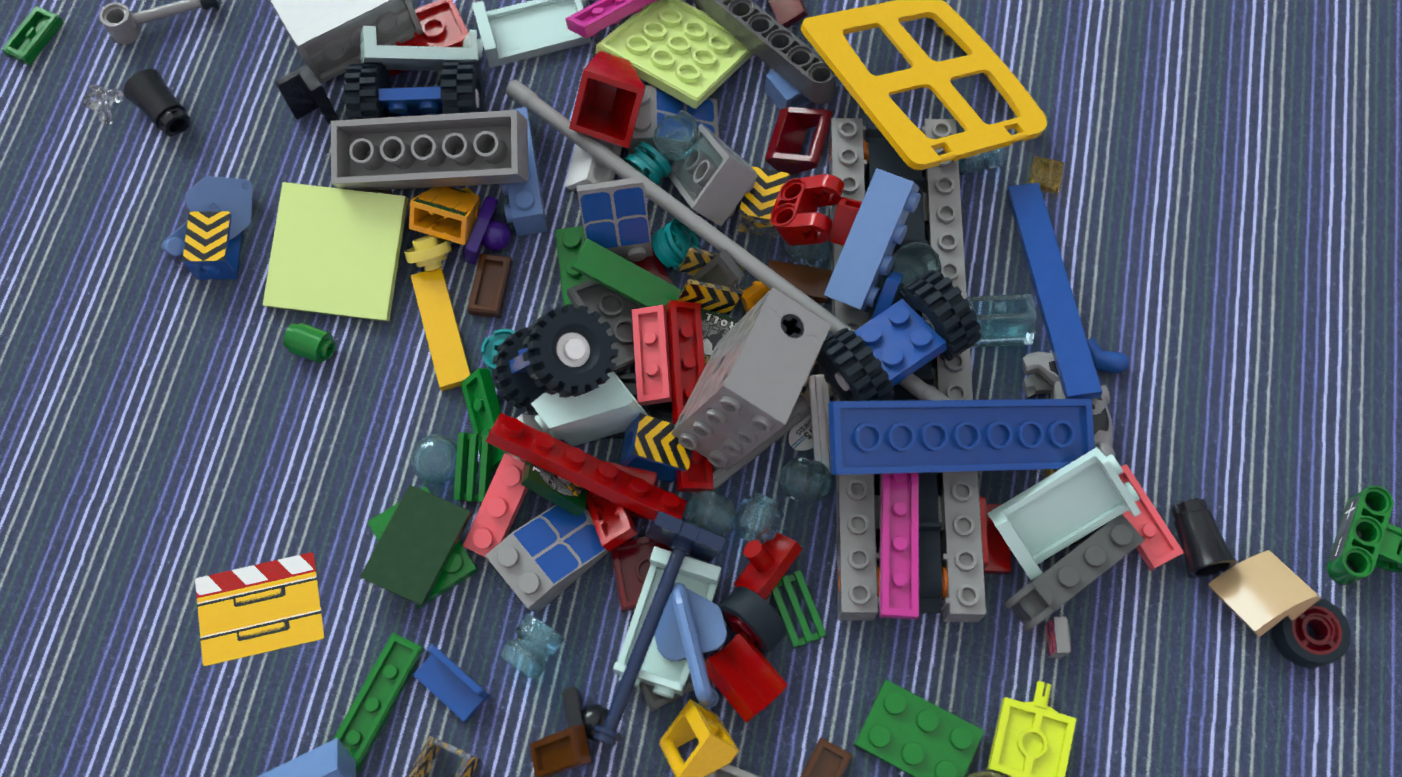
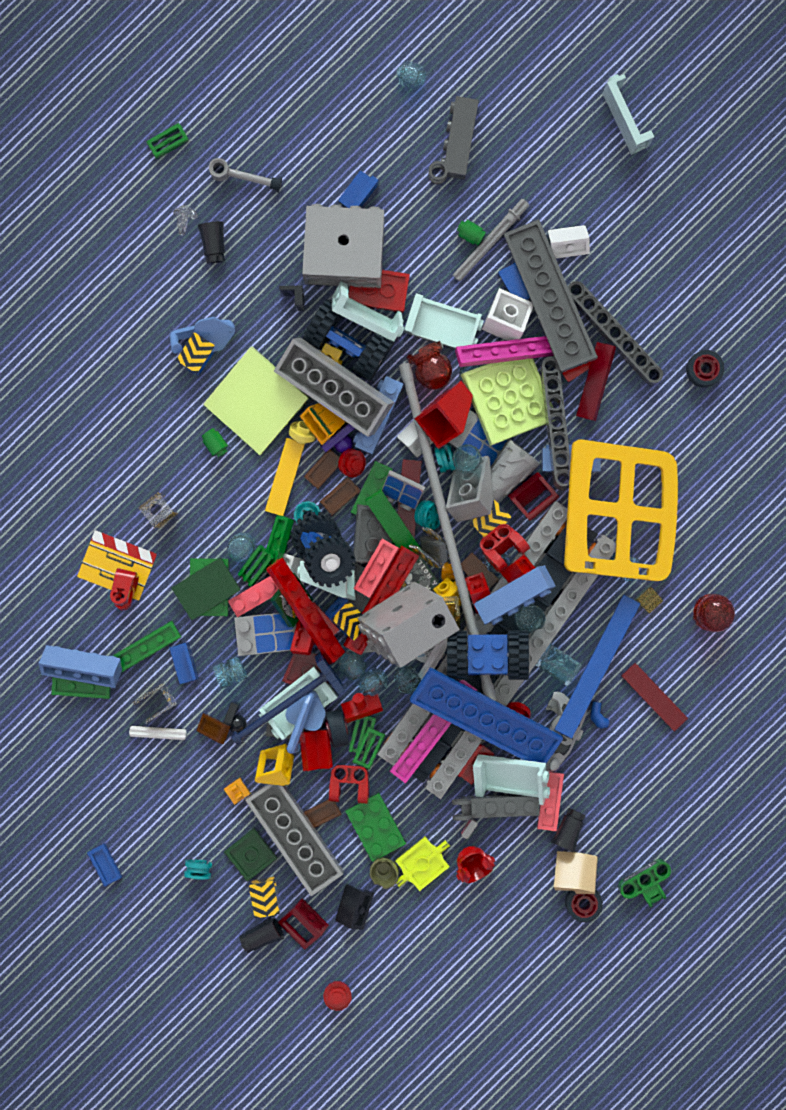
camera: 35 degrees right, 20 degrees up
(283, 617) = (124, 583): none -> red piece
(285, 486) = (165, 515): none -> clear piece
(523, 249) = (352, 463): none -> red plate
(537, 300) = (340, 496): none -> reddish brown tile
(548, 67) = (432, 368): none -> clear red tile
(745, 116) = (510, 469): none -> light grey cone
(814, 283) = (477, 587): none -> red panel
(827, 649) = (362, 763): none -> green tile
(828, 686) = (335, 783): none -> red piece
(888, 292) = (502, 626): blue tile -> none
(1110, 685) = (473, 864): none -> red helmet
(1141, 129) = (713, 612): none -> clear red tile
(1155, 286) = (654, 697): none -> dark red tile

